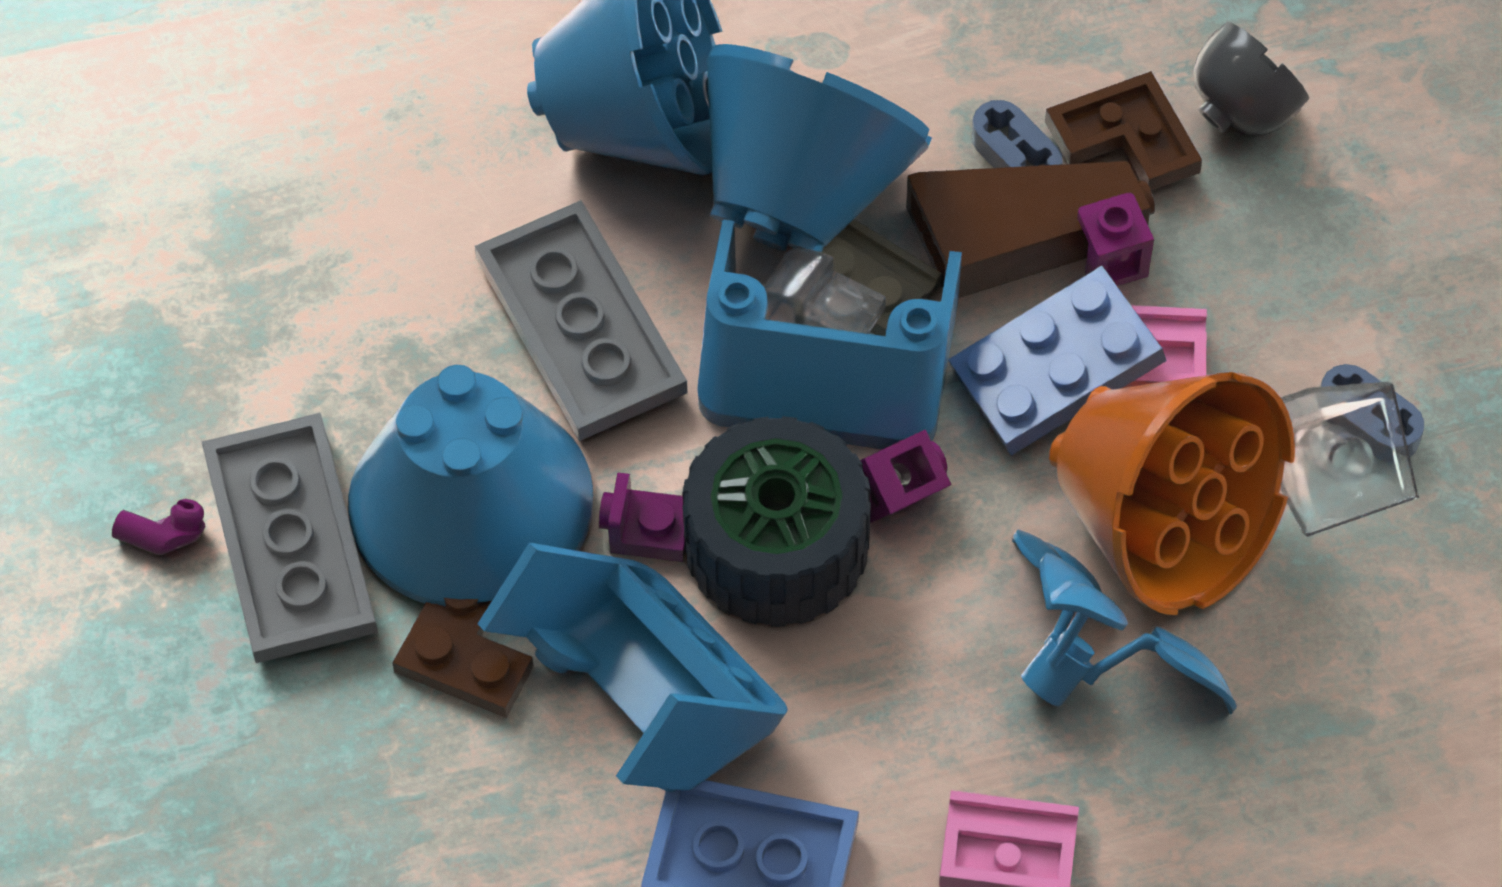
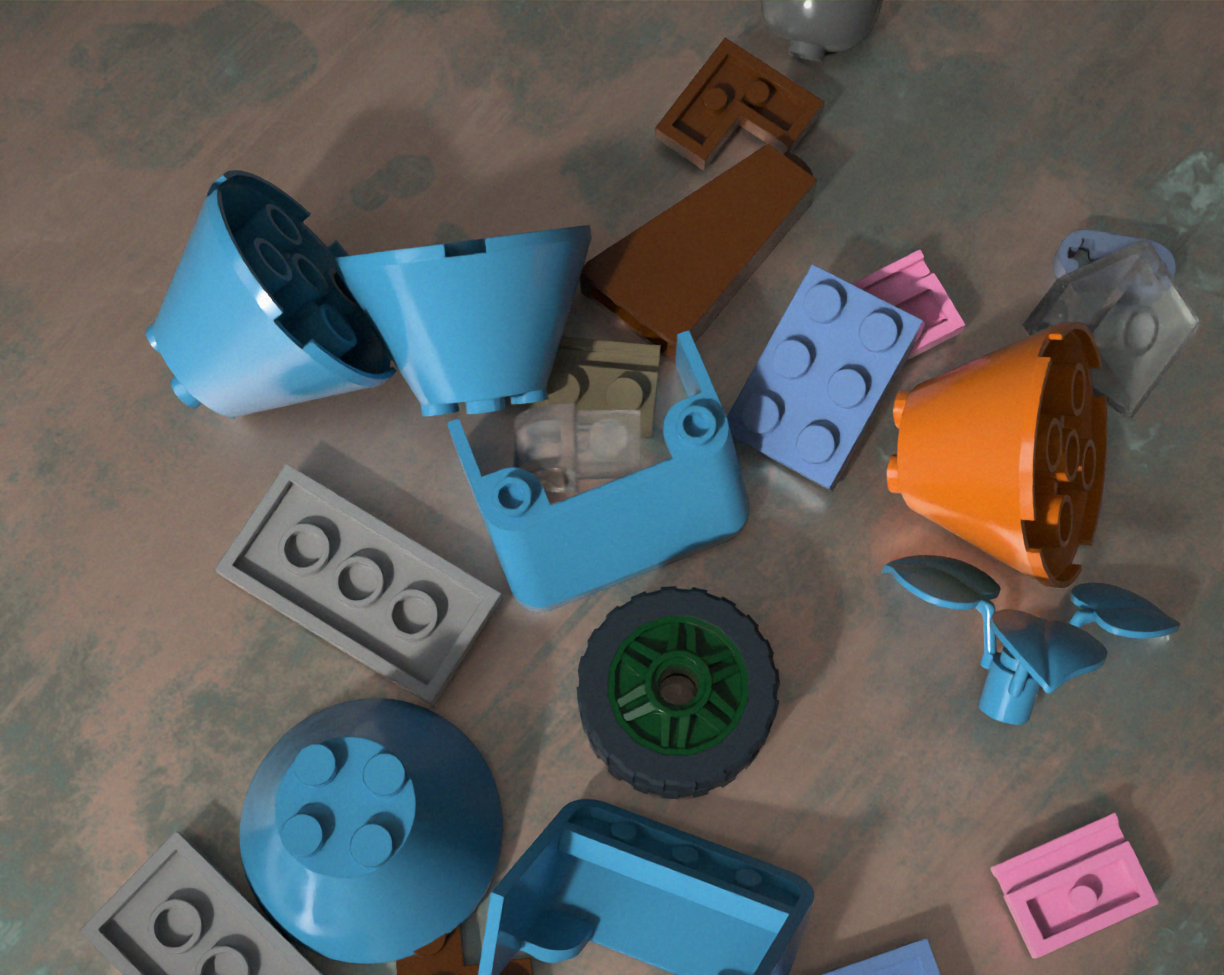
camera: 30 degrees left, 15 degrees up
(643, 522) = (548, 754): magenta bracket -> none
(921, 470) = (771, 570): magenta brick -> none
(1023, 142) = (648, 174): sand blue beam -> none
(1117, 238) = (803, 224): magenta bracket -> none

